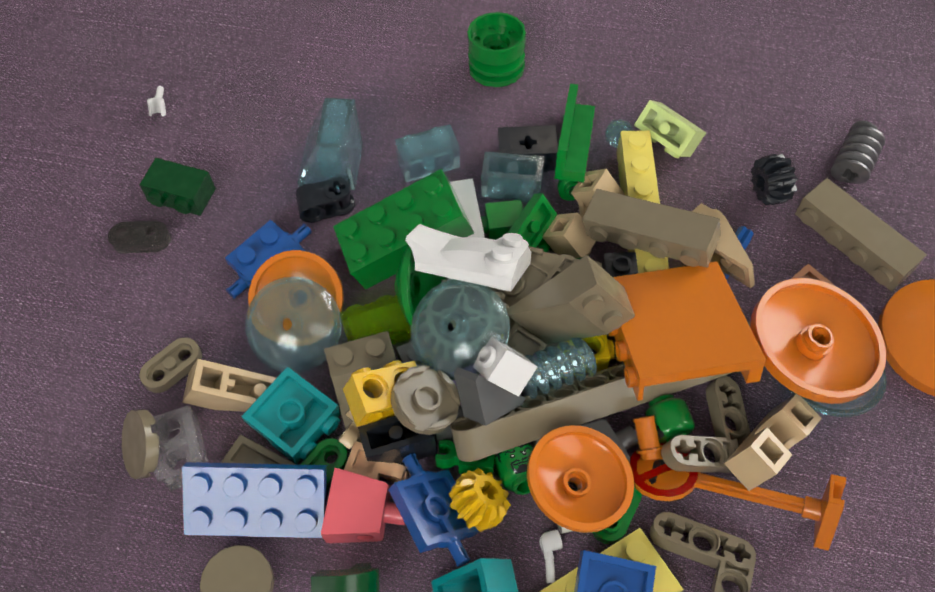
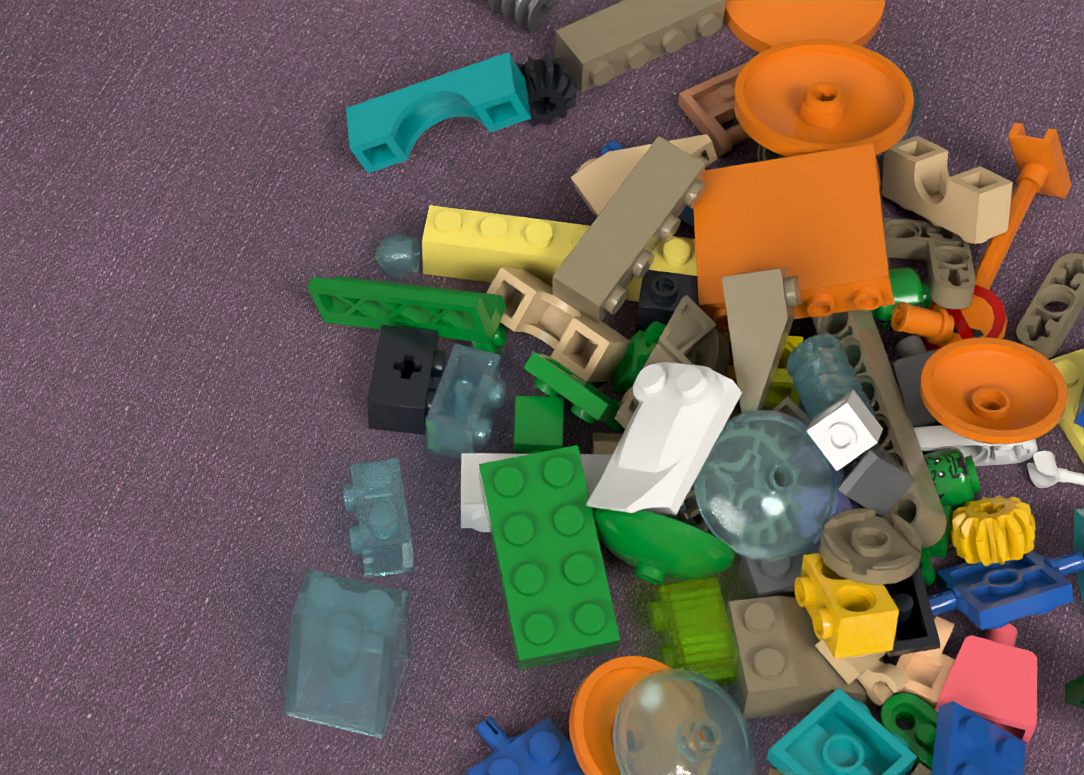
camera: 85 degrees left, 5 degrees down
(321, 200) = (439, 688): black piece -> none
(496, 49) = (196, 377): green wheel -> none
(670, 129) = (407, 191): yellowish green brick -> none
(743, 137) = (389, 125): none -> teal arch

